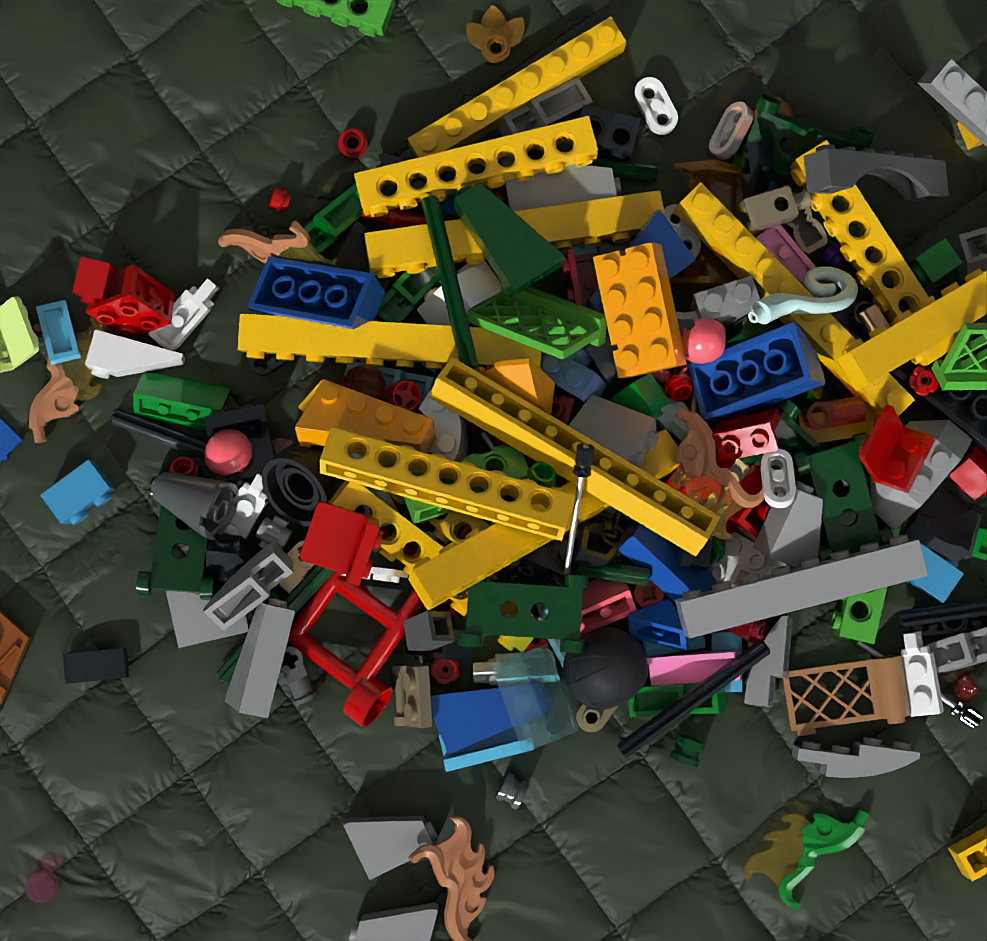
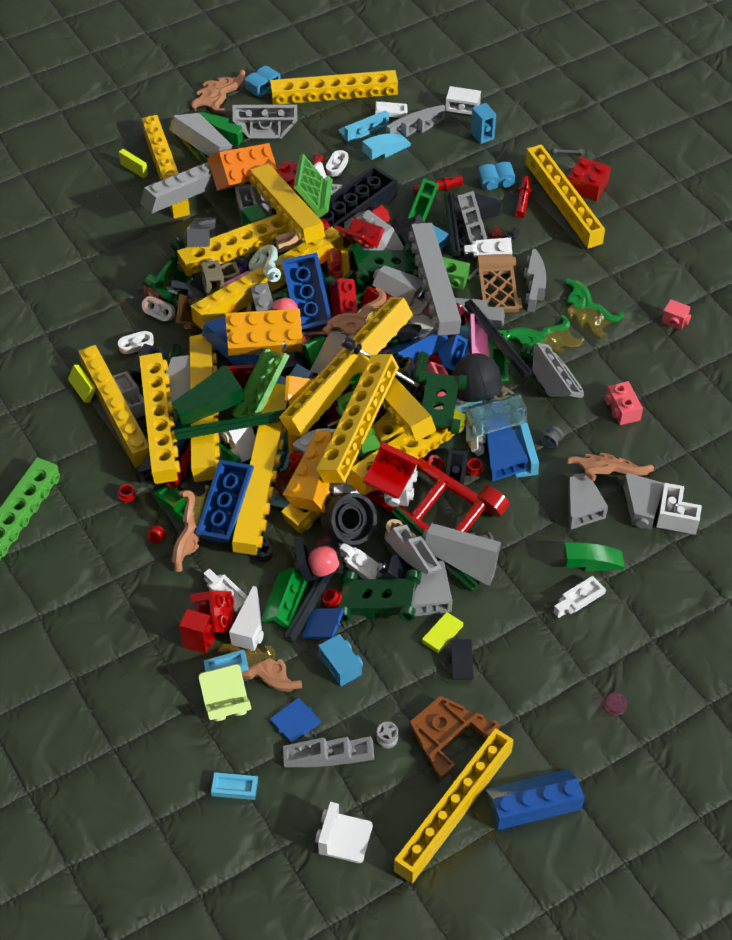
camera: 85 degrees left, 35 degrees down
(136, 461) = (323, 623): none -> blue piece
(141, 635) = (442, 632): none -> neon yellow tile
(197, 501) = (353, 577): dark grey cone -> none
(214, 835) = (579, 597): none -> white hinge
(274, 530) = (379, 548): light grey gear -> none
(284, 856) = (592, 557): none -> green slope
(412, 695) = (491, 474): dark tan plate -> none
(428, 631) = (449, 458): dark grey brick -> none
(495, 31) = (74, 417): pearl gold plate -> none
(559, 35) = (81, 383): none -> neon yellow tile
(592, 906) = (623, 403): none -> coral brick
(635, 798) = (554, 374): none -> light grey wedge
(678, 387) = (309, 333): red plate -> none
(727, 780) = (554, 336): none -> piece
(778, 480) = (370, 280): white plate -> none

